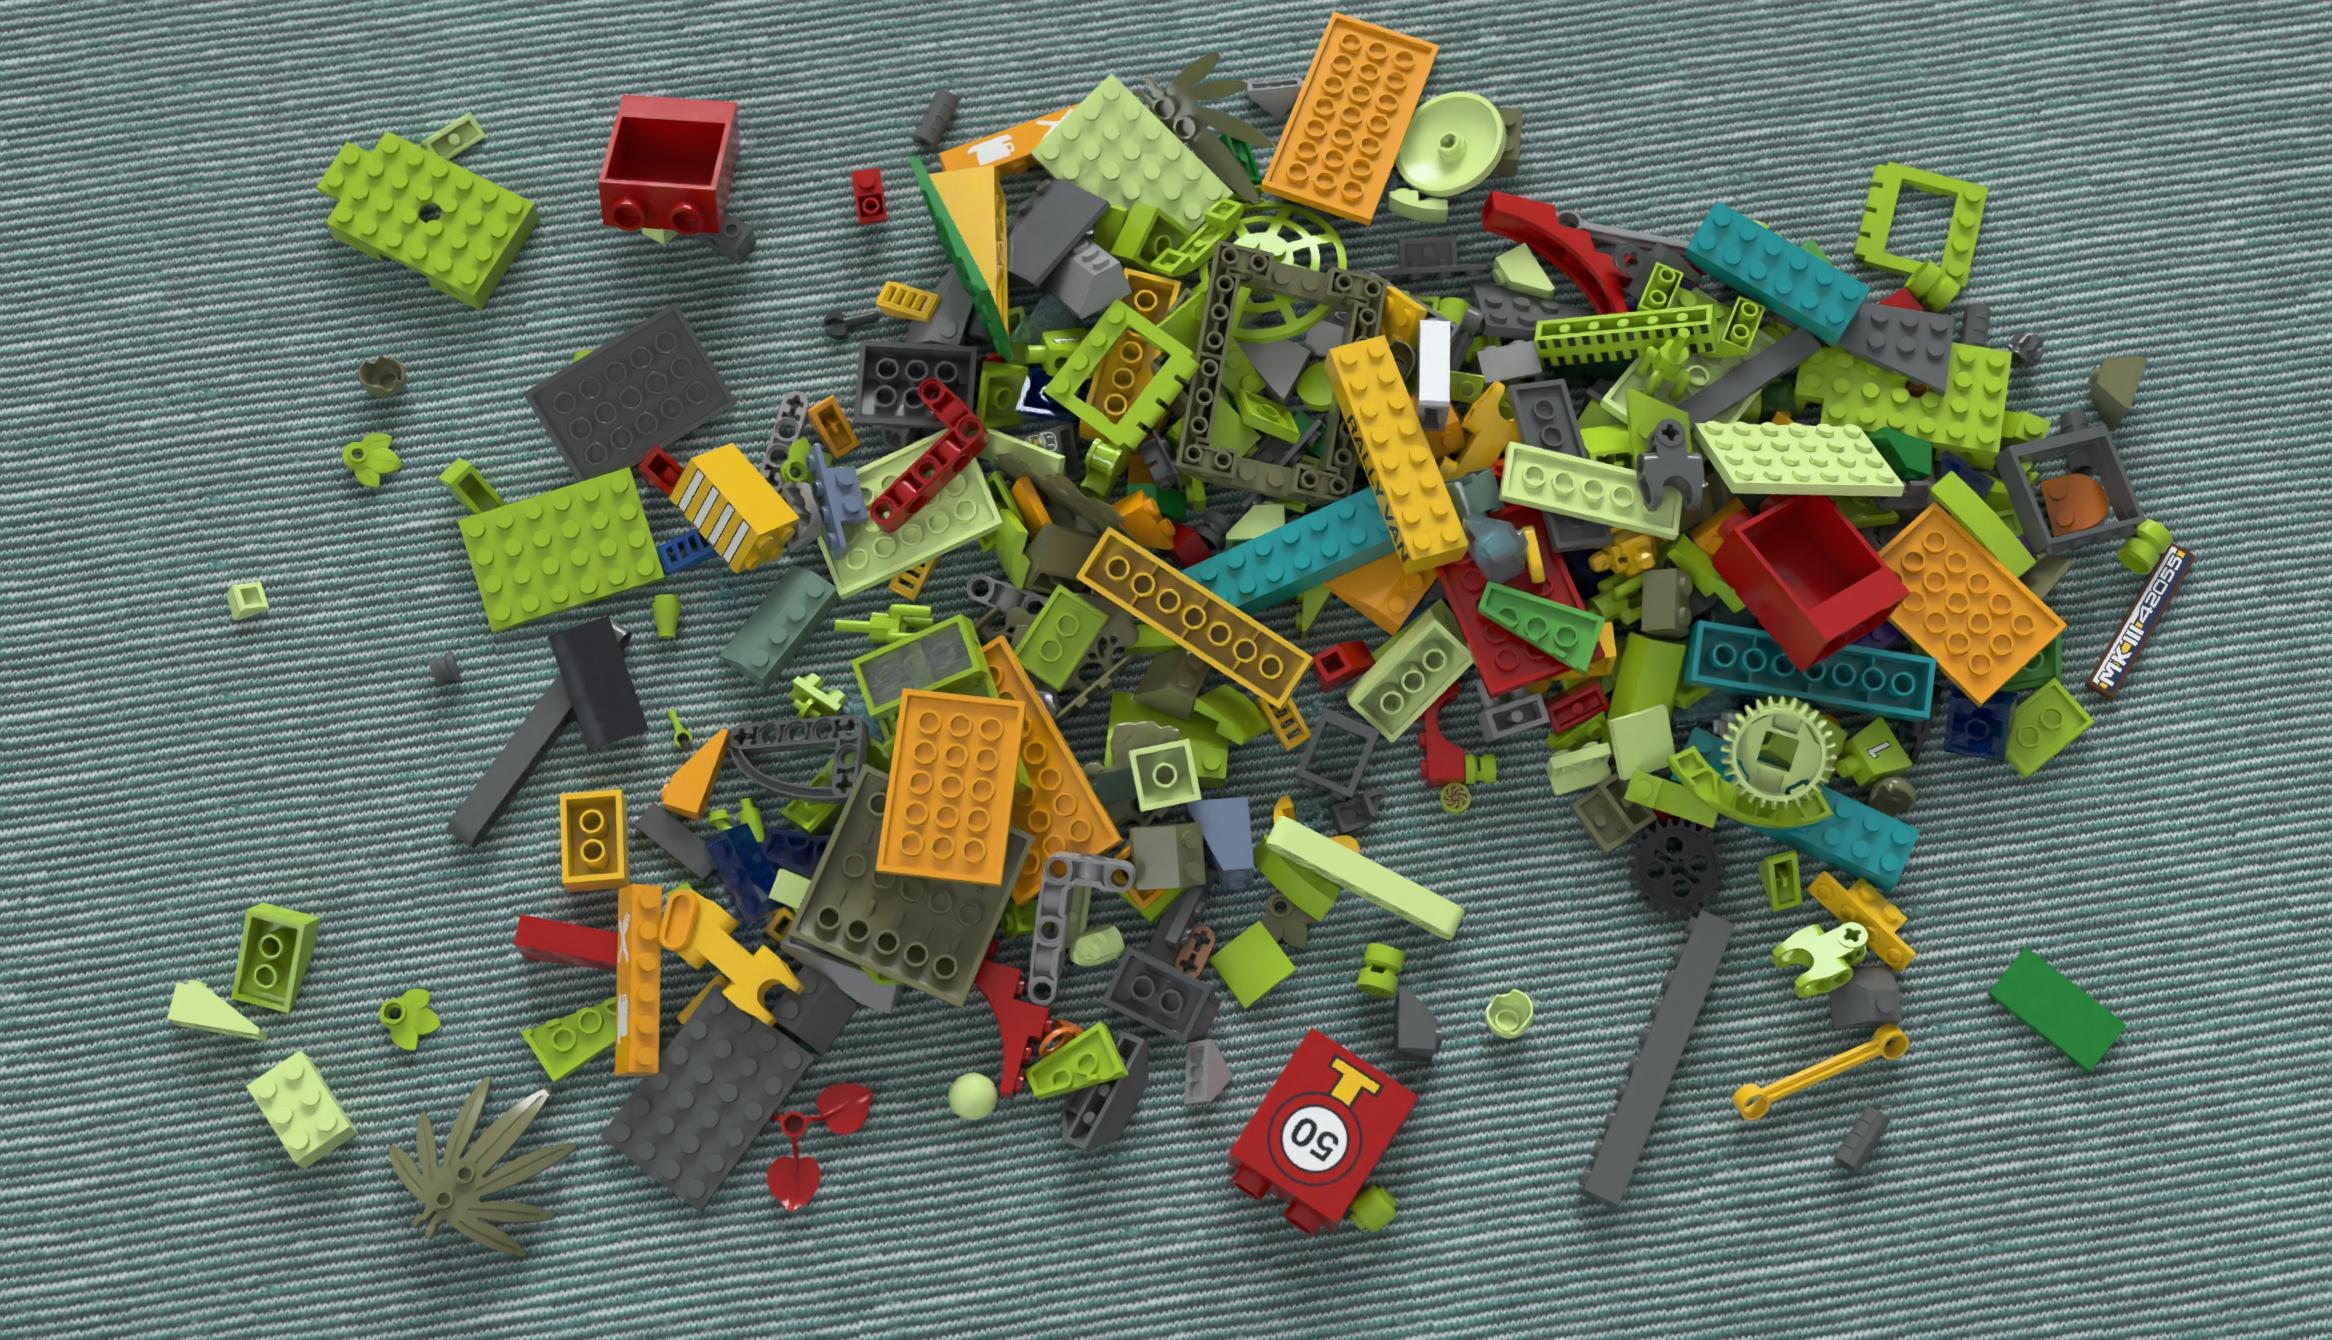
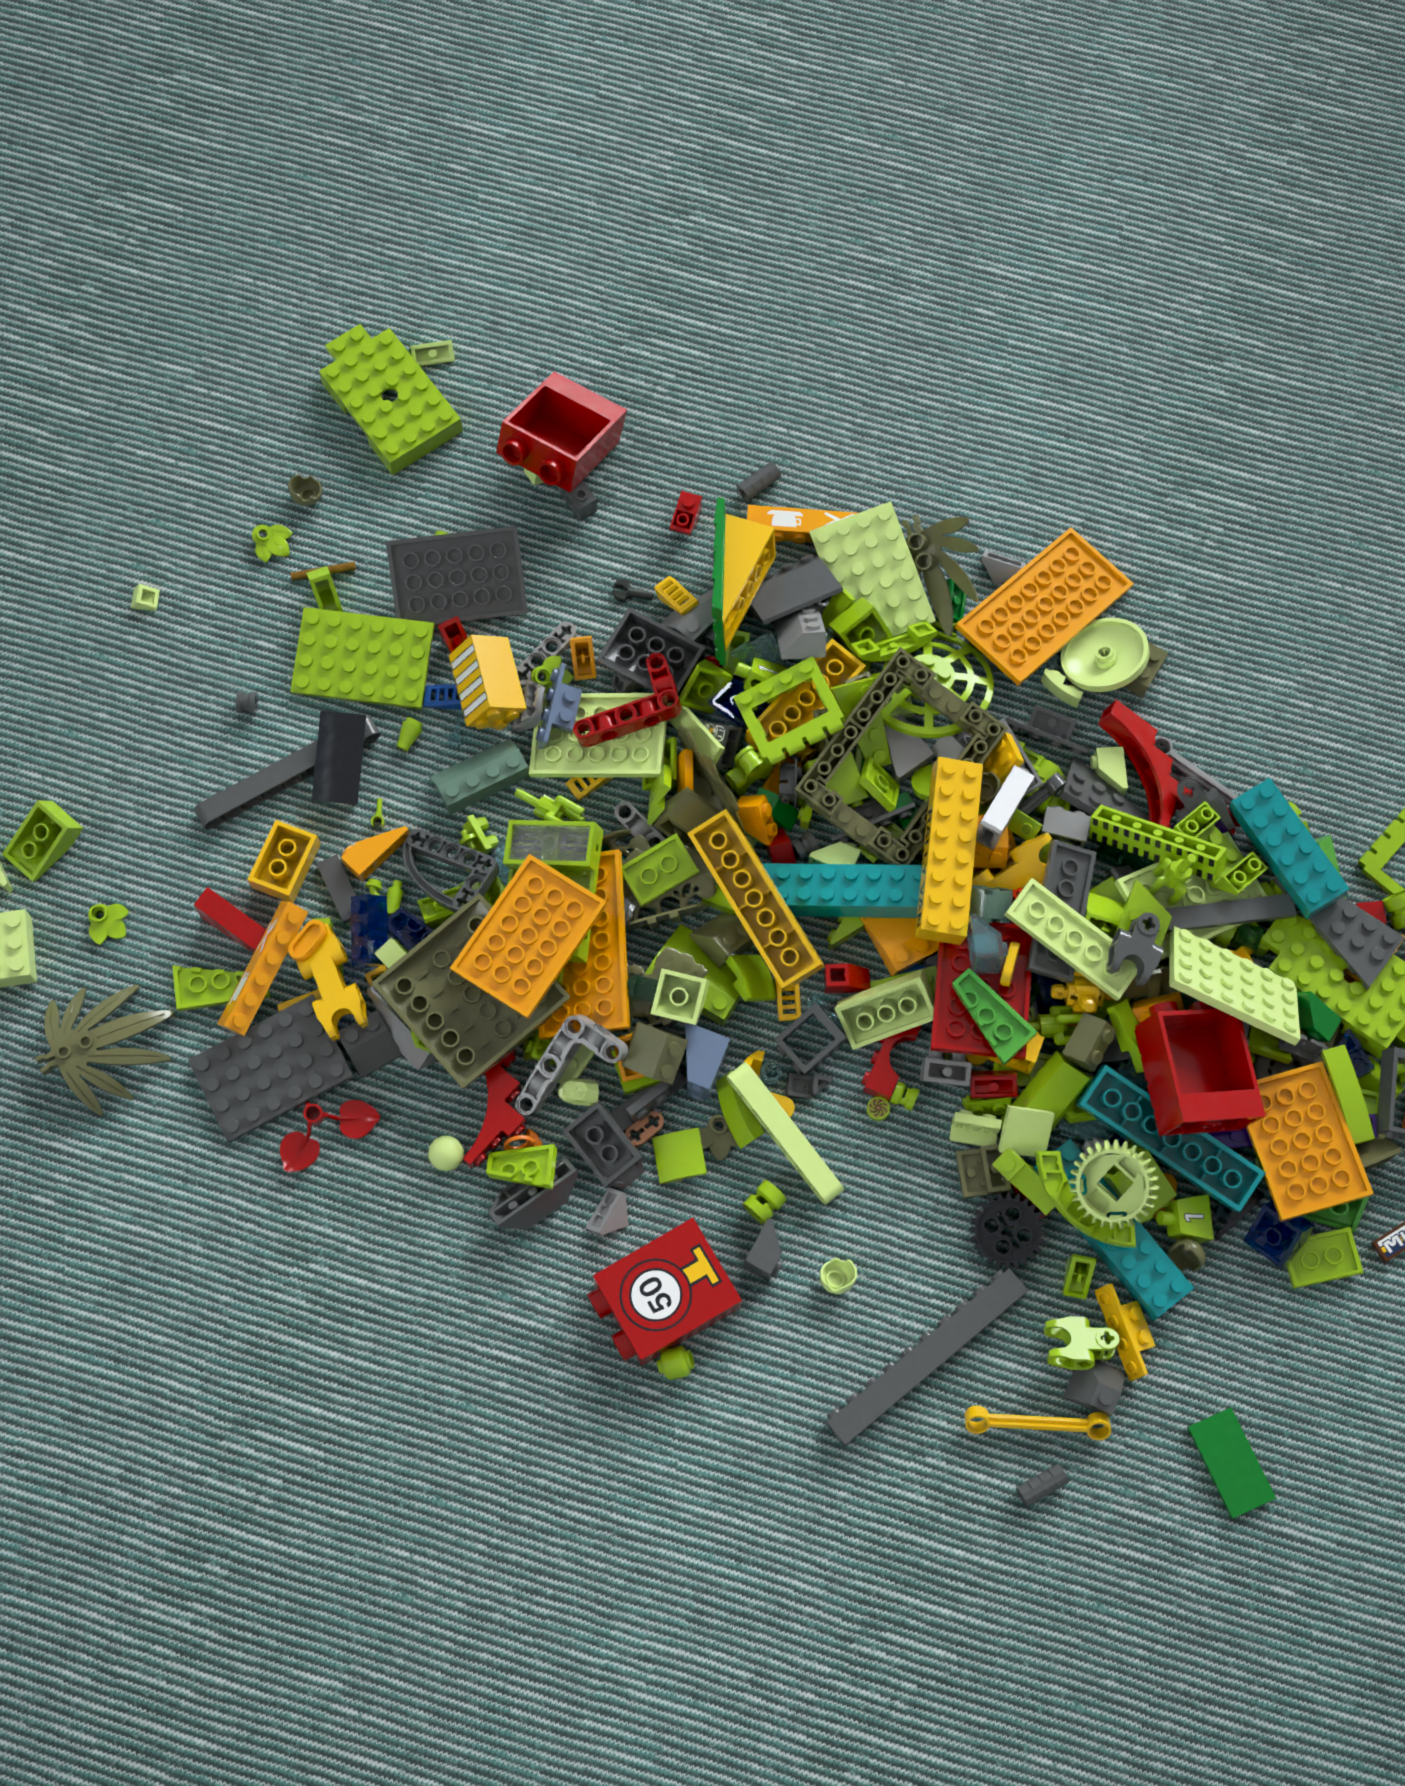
camera: 25 degrees right, 0 degrees up
(470, 456) = (333, 569): none -> pearl gold bar

